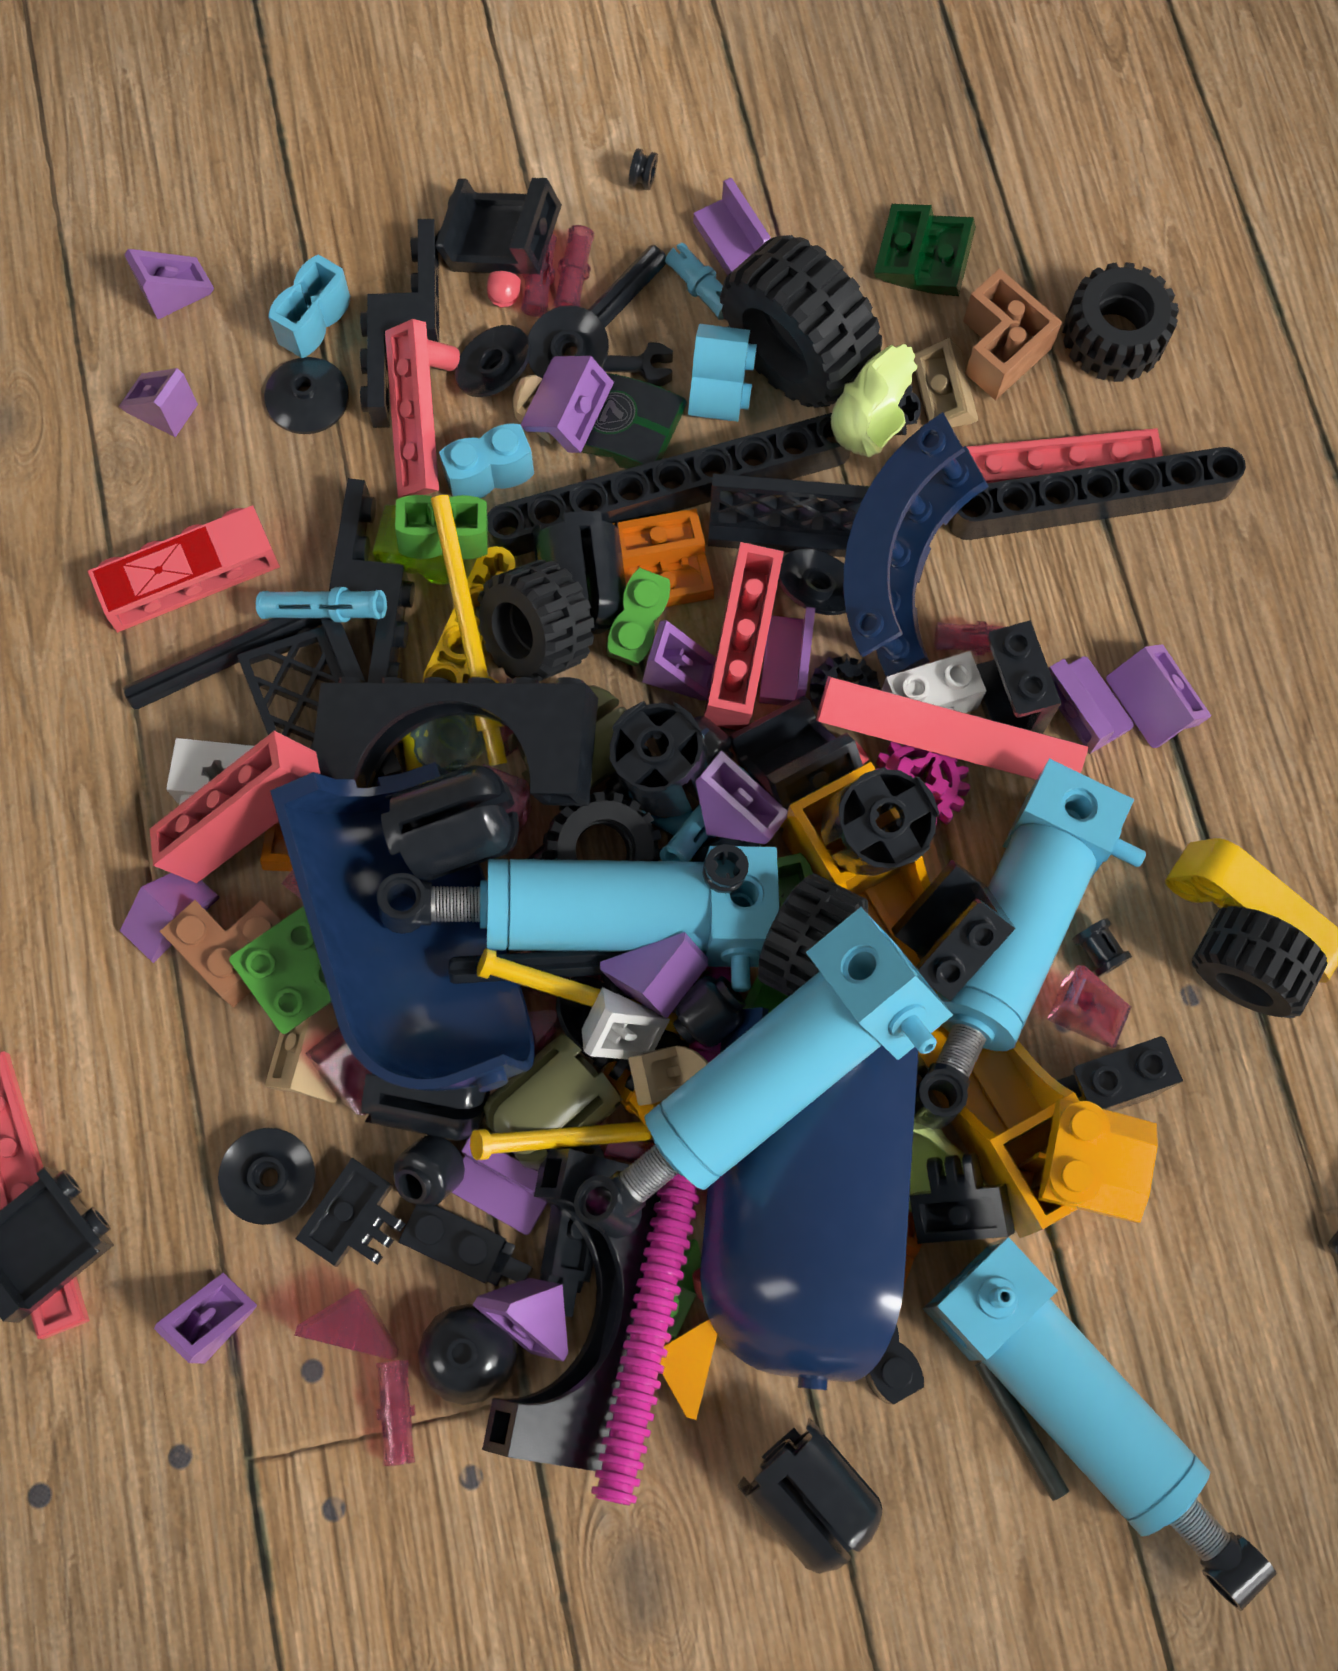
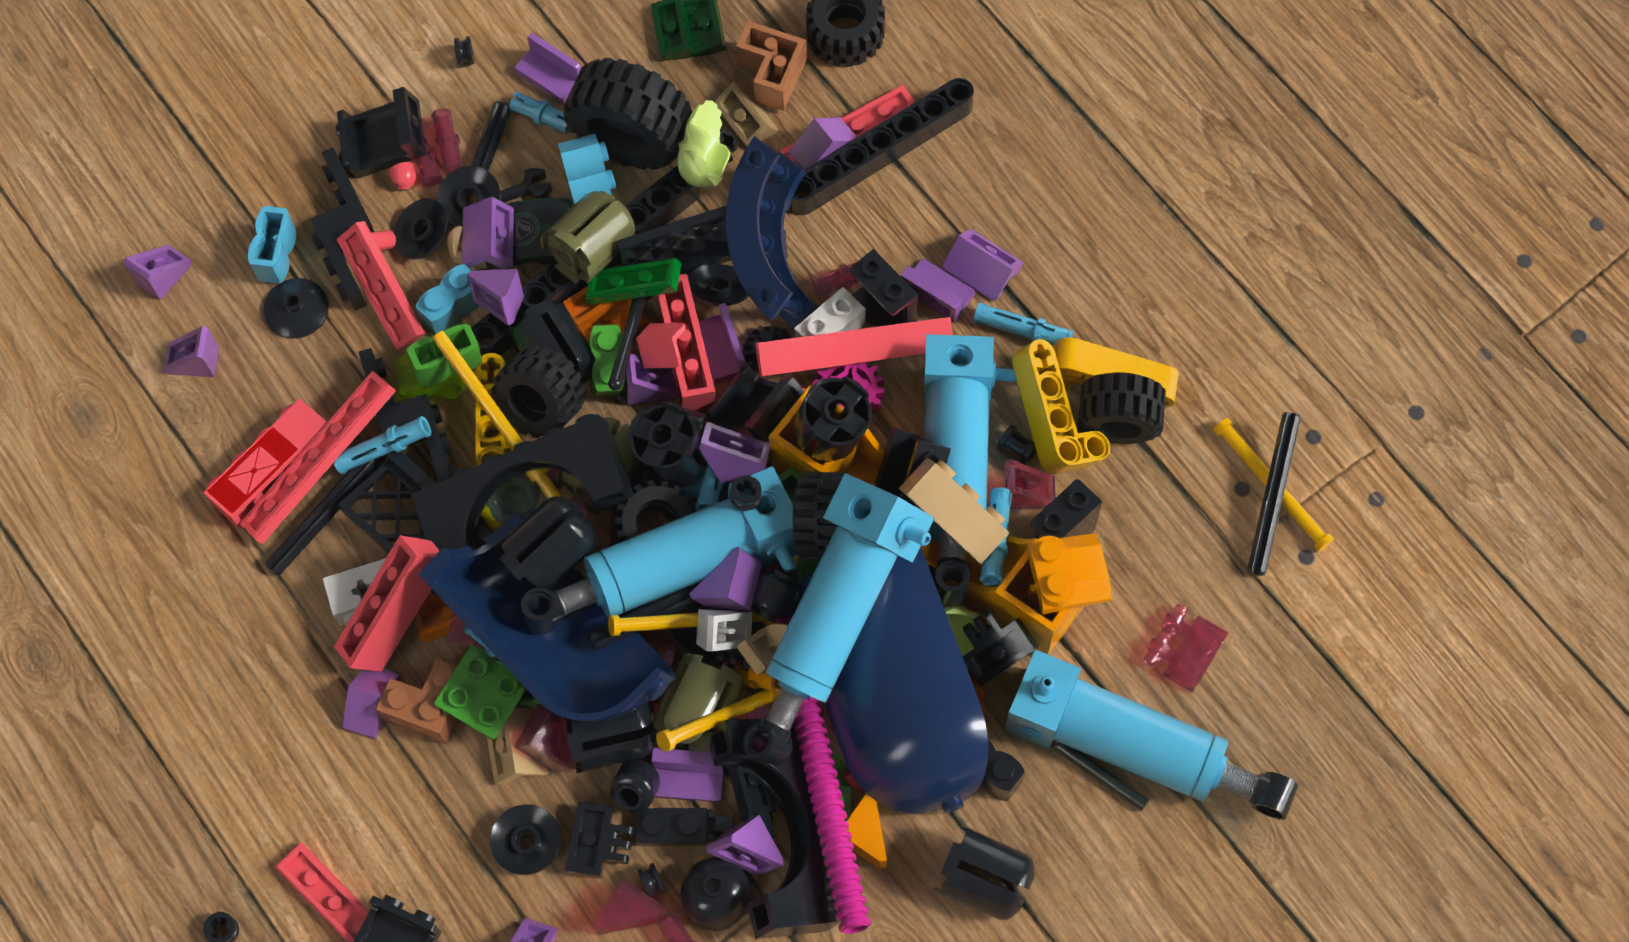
camera: 20 degrees left, 5 degrees down
(241, 586) = (317, 457): none -> coral tile
(394, 1301) = (651, 880): none -> black bush
(544, 477) = (497, 292): none -> medium lavender slope
(682, 451) = (587, 235): none -> olive cylinder
(708, 626) = (659, 345): none -> coral panel
(715, 533) = (634, 281): none -> green tile
(721, 548) = (626, 343): none -> black piece
(985, 1011) = (955, 509): none -> tan brick
(1015, 1076) = (993, 565): none -> medium azure pin
(1024, 454) = (820, 140): none -> medium lavender slope
(1163, 928) = (1038, 370): none -> yellow beam
(1168, 791) = (1019, 324): none -> medium azure pin
(1214, 1320) = (1194, 653): none -> clear pink plate

